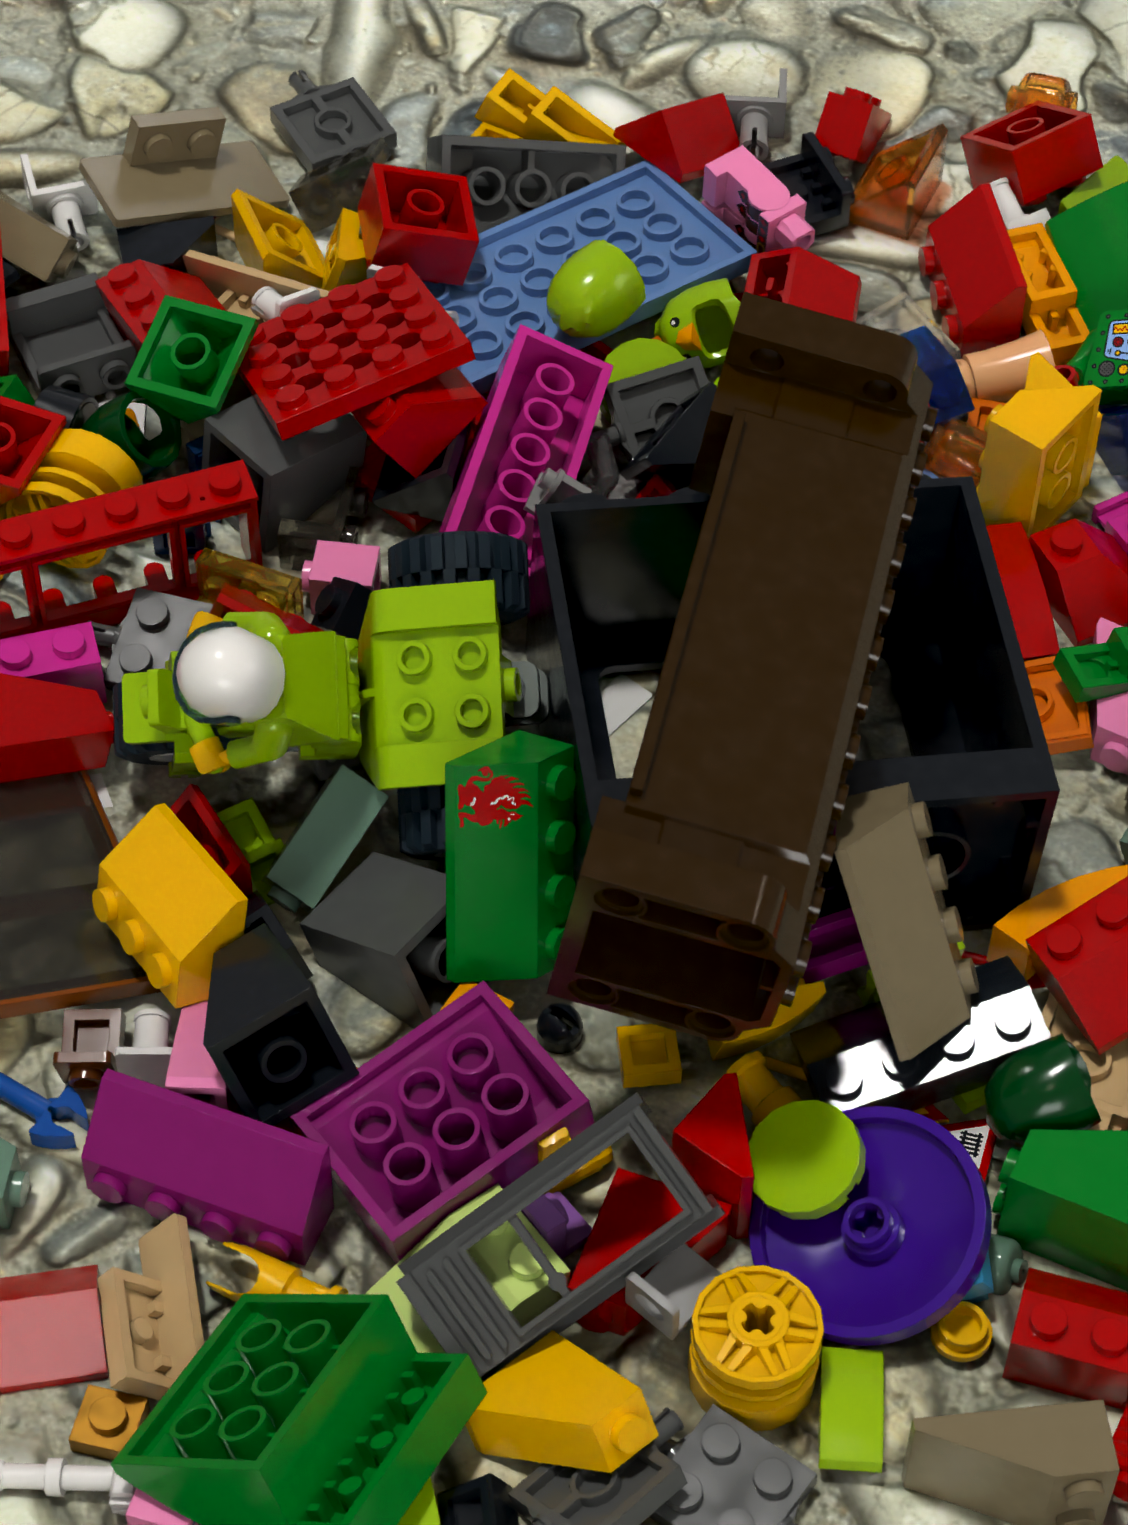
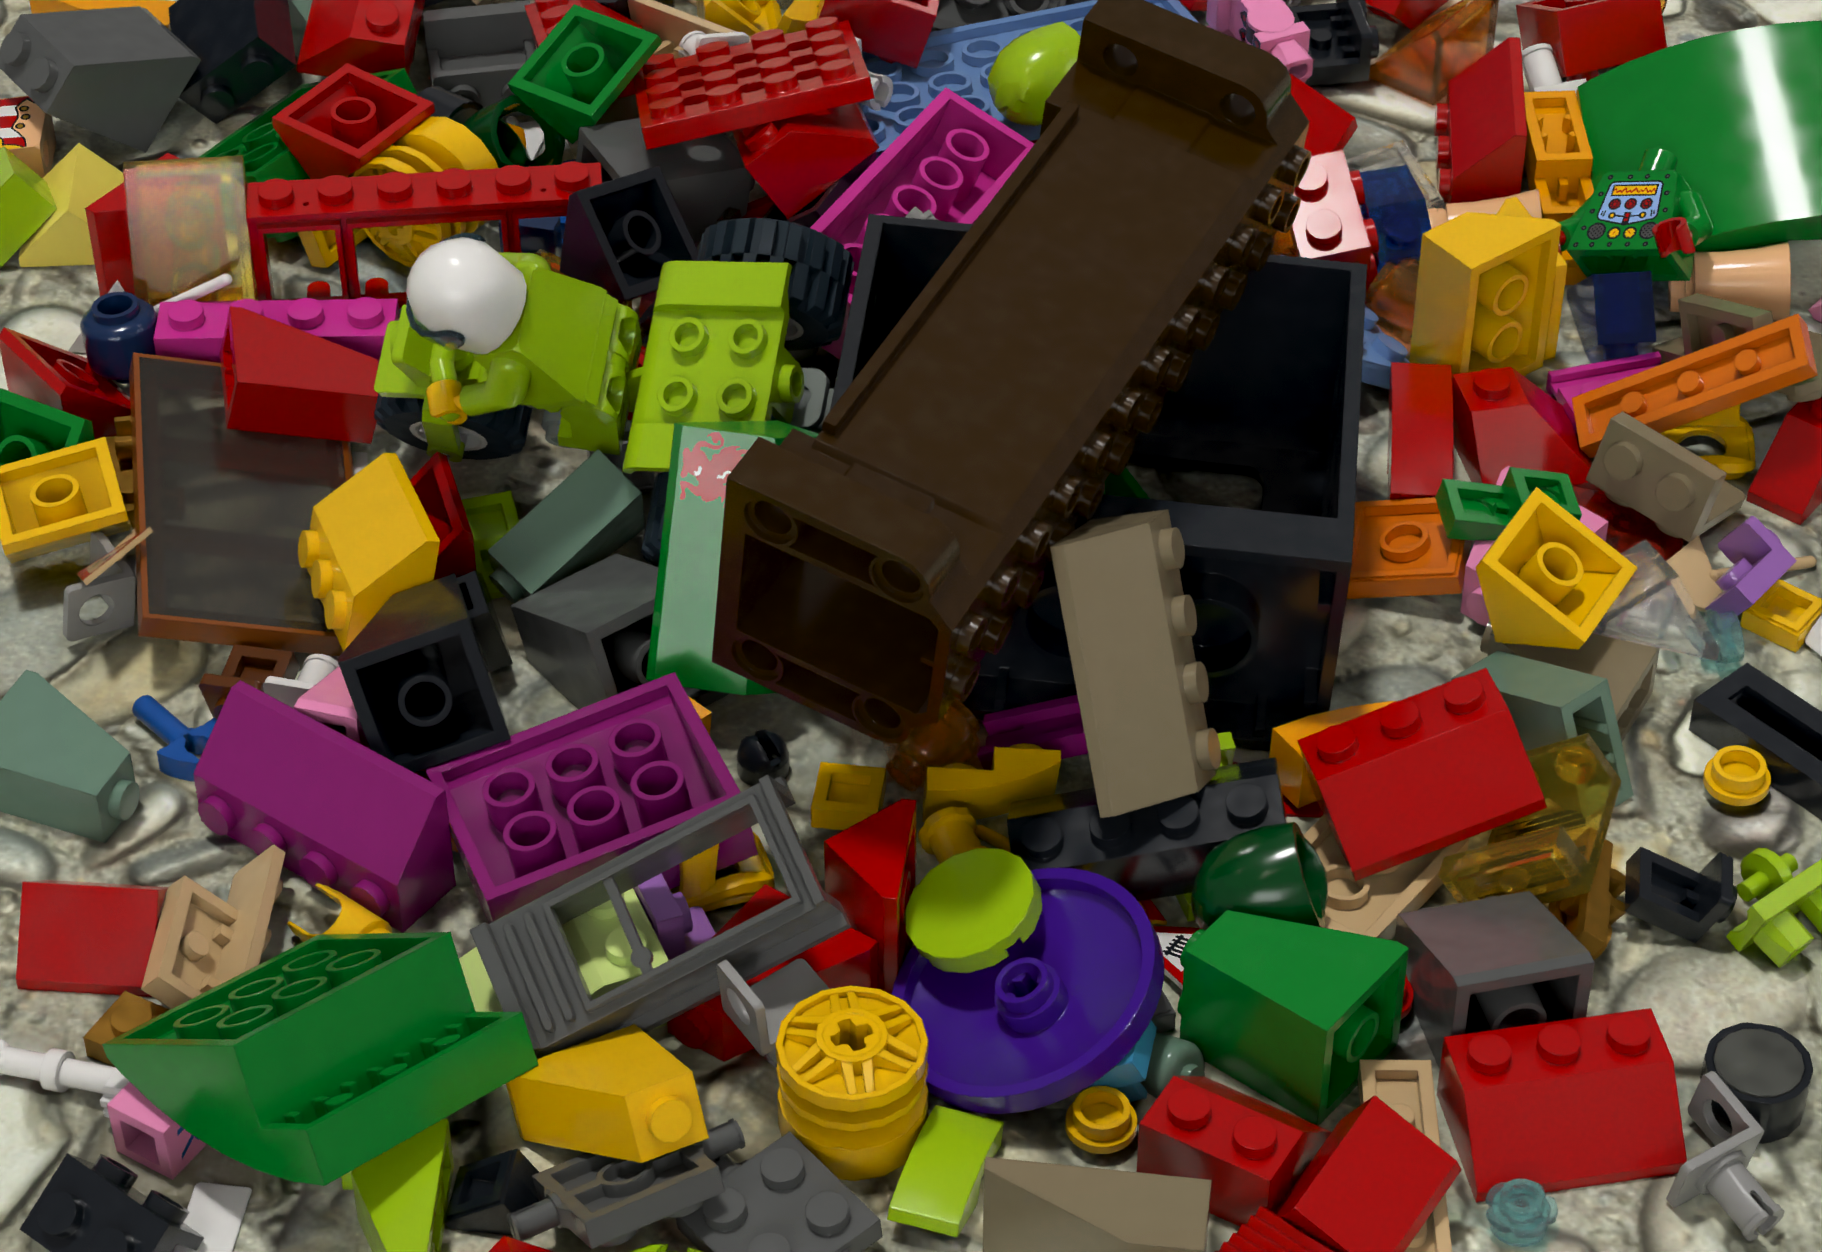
camera: 15 degrees right, 10 degrees down
(289, 532) = (624, 234): none -> black slope

